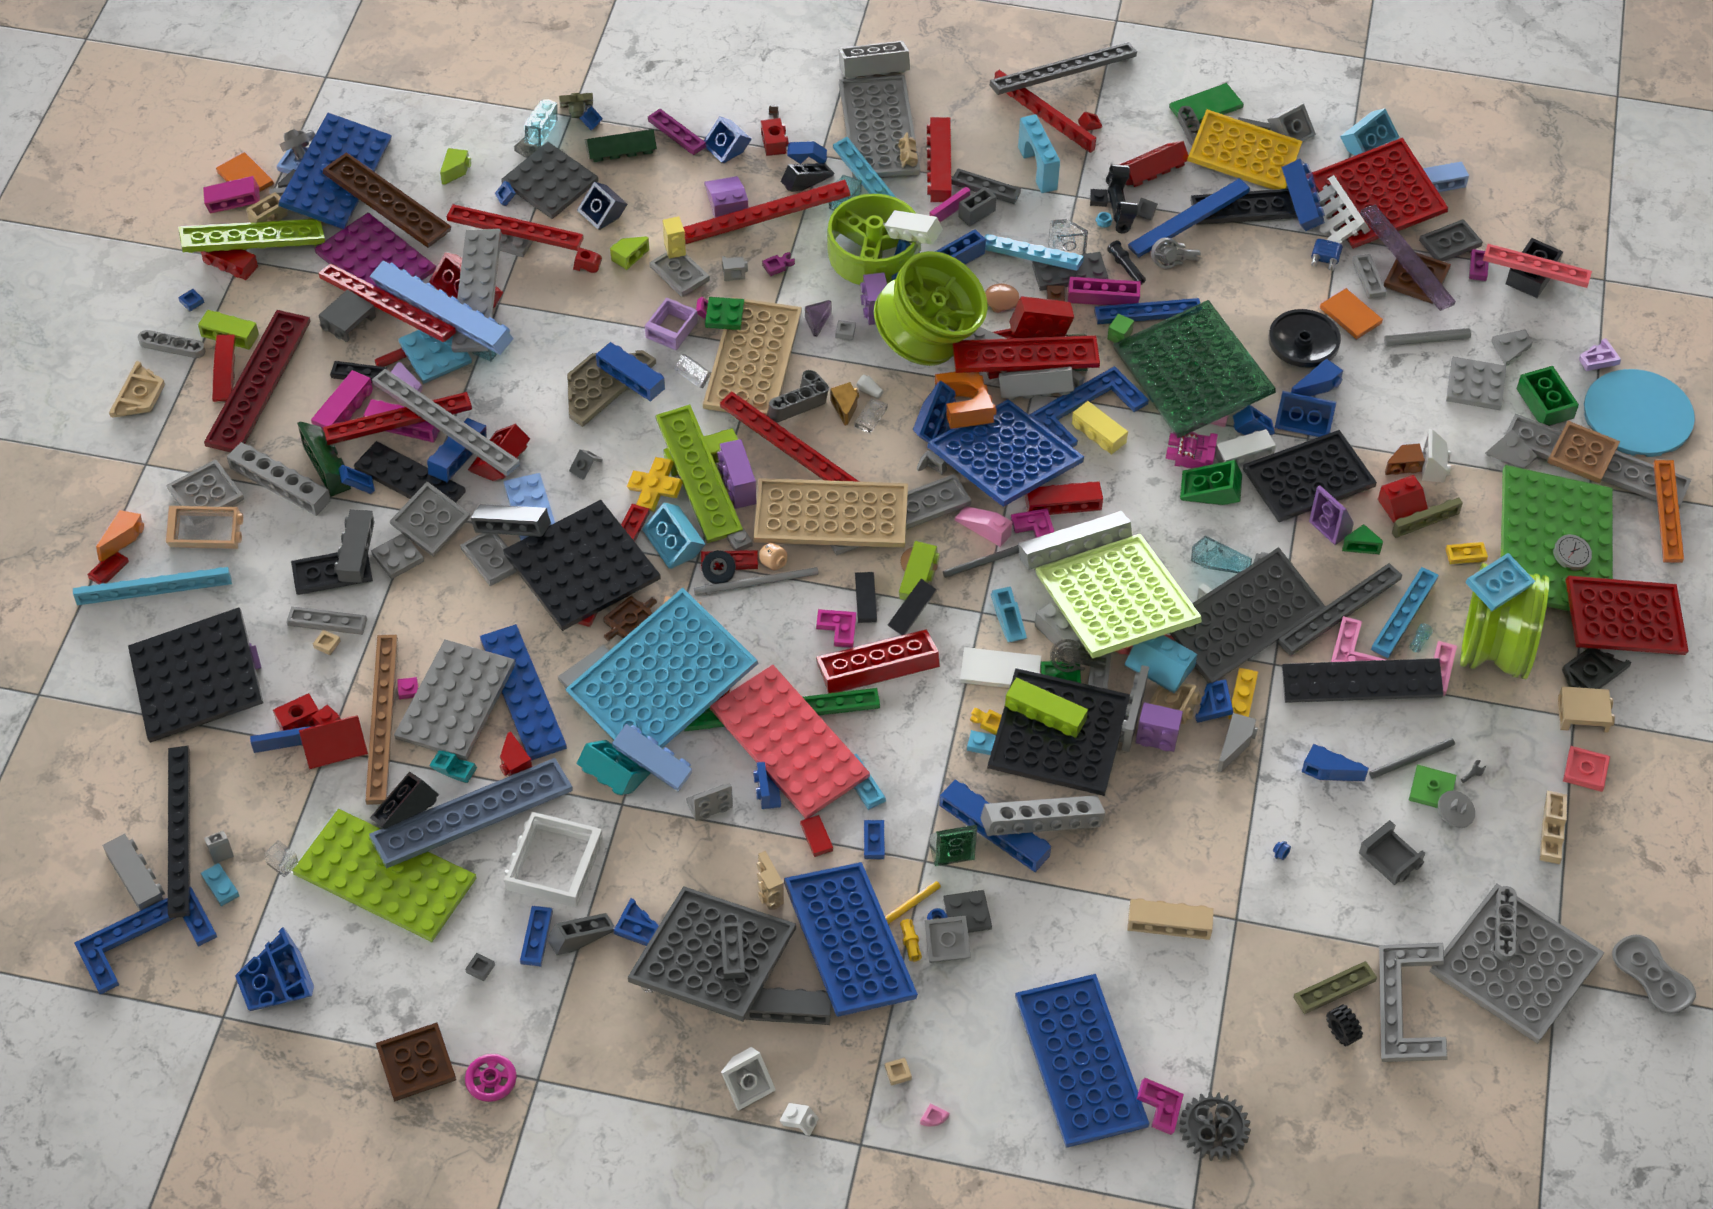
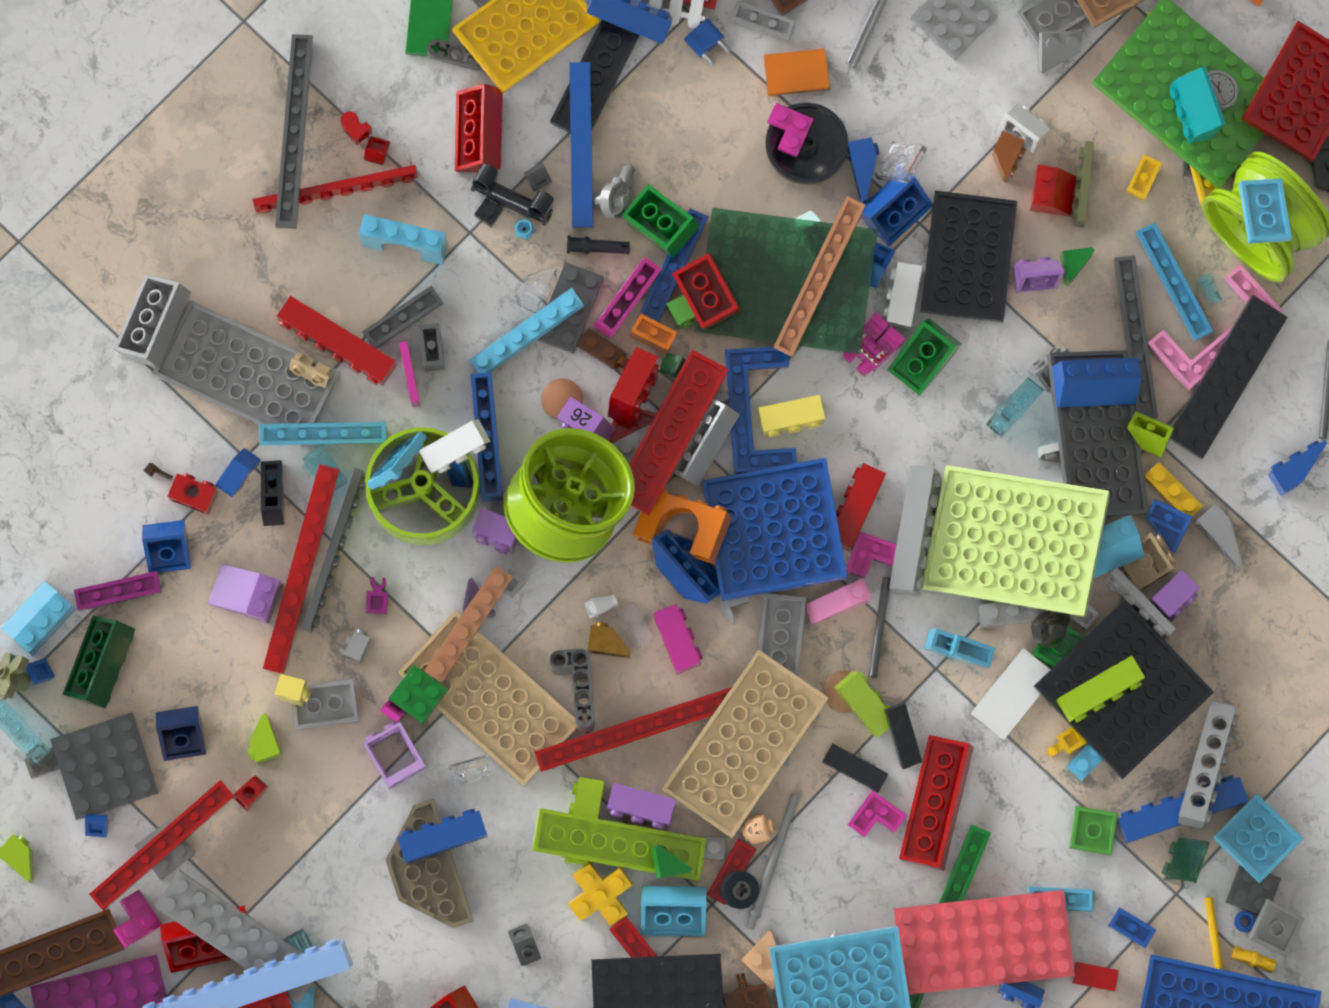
camera: 60 degrees left, 25 degrees up
(445, 243) = (141, 922): none -> dark pink plate
(626, 104) = (38, 618): none -> medium azure slope
(702, 506) = (667, 864): none -> green slope
(777, 227) = (331, 559): none -> dark grey plate
(796, 313) = (468, 624): none -> nougat plate
(875, 205) = (398, 458): none -> medium azure plate
(879, 441) = (677, 638): none -> dark pink brick
(932, 773) = (1093, 830): none -> bright green plate
(996, 307) = (581, 417): none -> medium lavender brick
(1011, 888) = (1258, 838): none -> medium azure plate
(1090, 317) = (653, 334): none -> orange panel
(1094, 101) = (353, 128): none -> red leg
(1145, 324) = (706, 291): none -> red brick
(1173, 281) = (660, 221): none -> green brick
(1212, 375) = (819, 276): none -> nougat plate
(1273, 650) = (1150, 433): none -> lime slope
(1282, 588) = (1097, 382): none -> blue slope
(1308, 322) = (795, 127): none -> dark pink plate
(1345, 395) = (900, 162): none -> clear plate
(1544, 535) = (1197, 105): none -> teal slope

